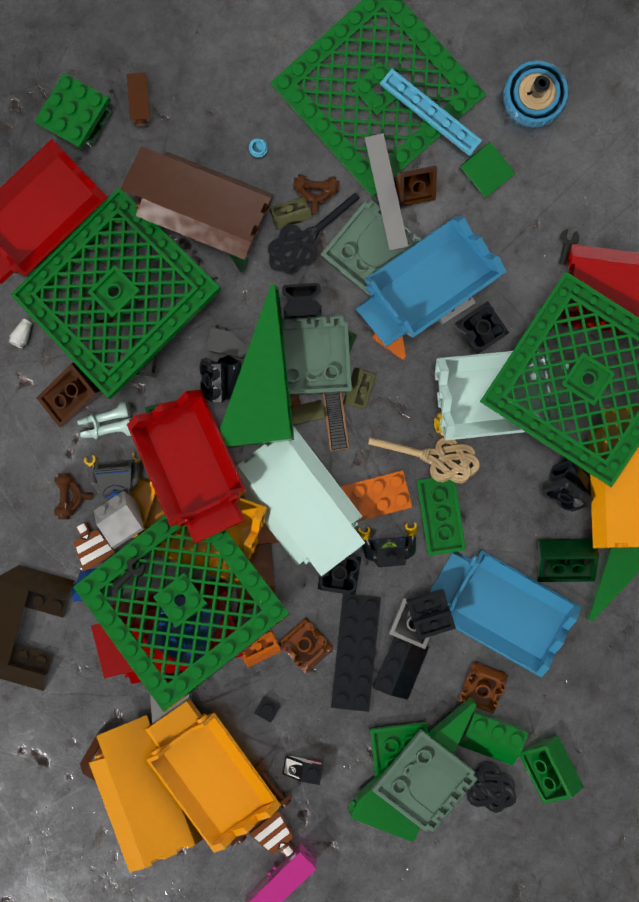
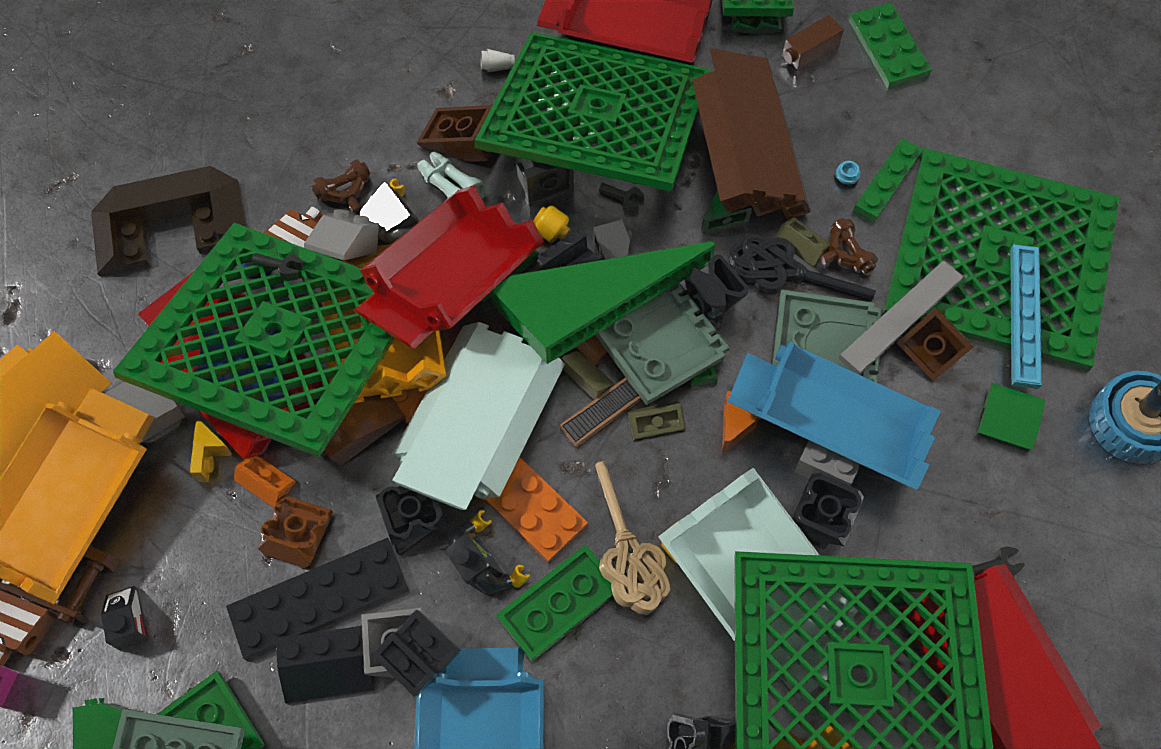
camera: 65 degrees right, 25 degrees down
(170, 42) = (889, 45): none -> green plate
(183, 373) = (552, 224): none -> yellow head
(227, 681) = (205, 446): none -> yellow slope
(267, 709) = (187, 530): black plate -> none
(278, 123) = (888, 180): none -> green plate

